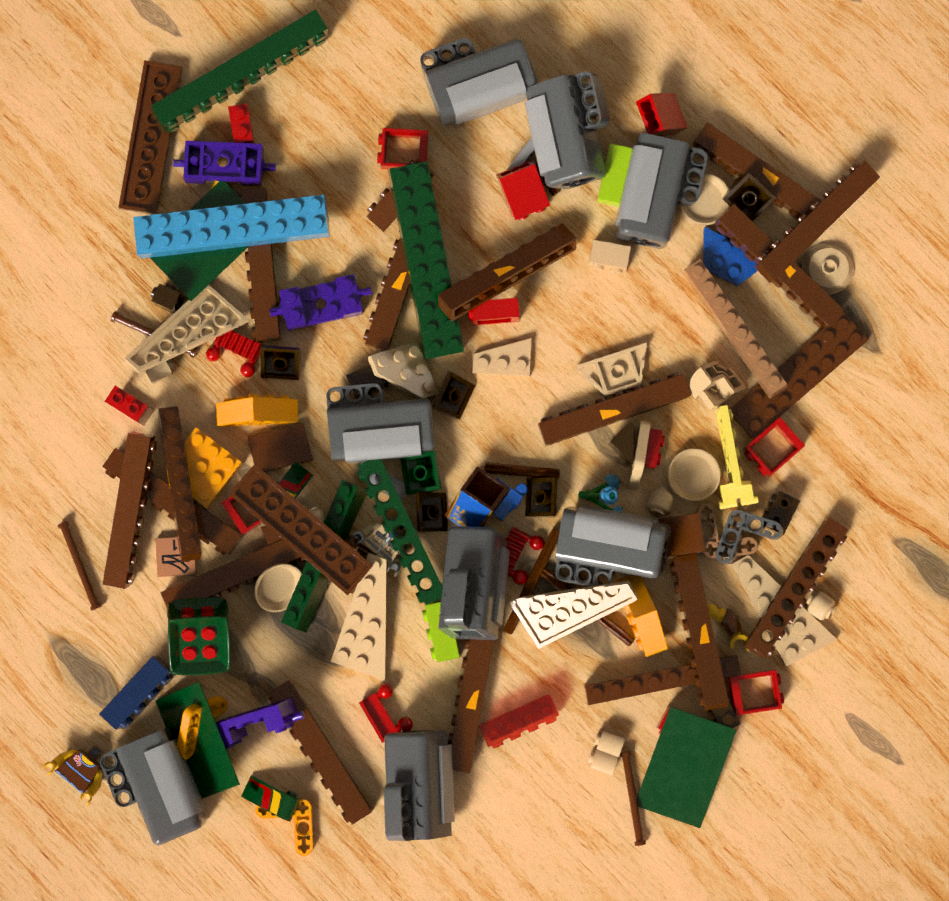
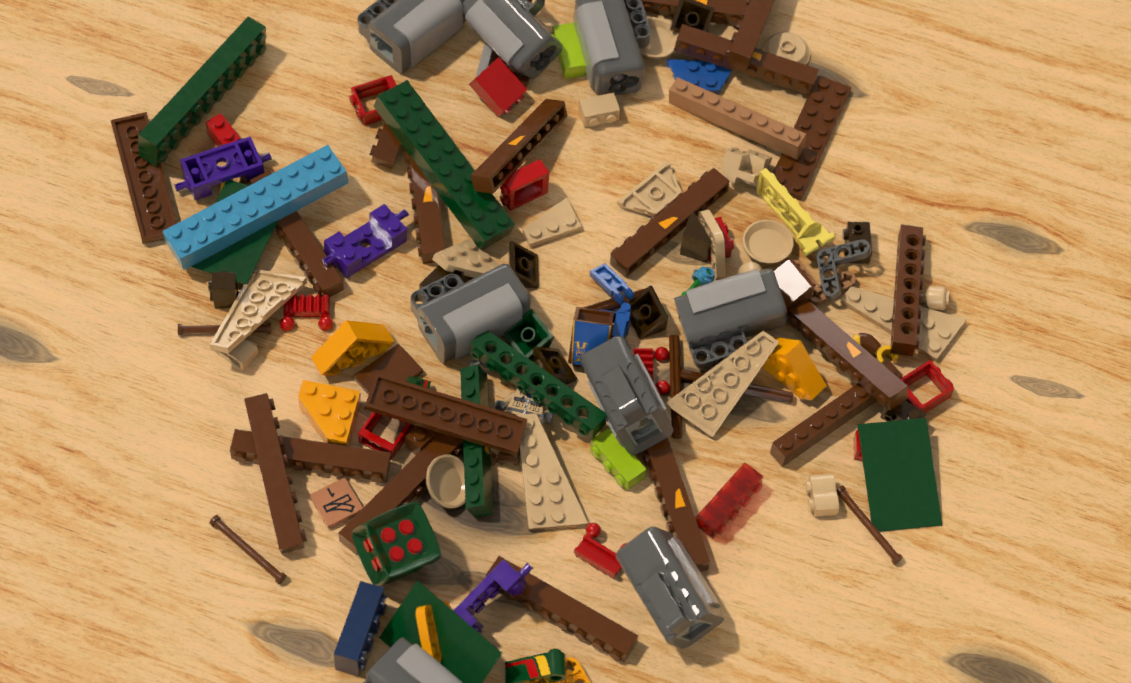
camera: 30 degrees left, 25 degrees down
(129, 405) = (230, 389): red window -> none
(179, 484) = (313, 430): reddish brown brick -> none
(280, 362) = (352, 301): dark brown slope -> none
(525, 450) = (611, 283): none -> blue hinge
(790, 437) = (828, 181): red window -> none

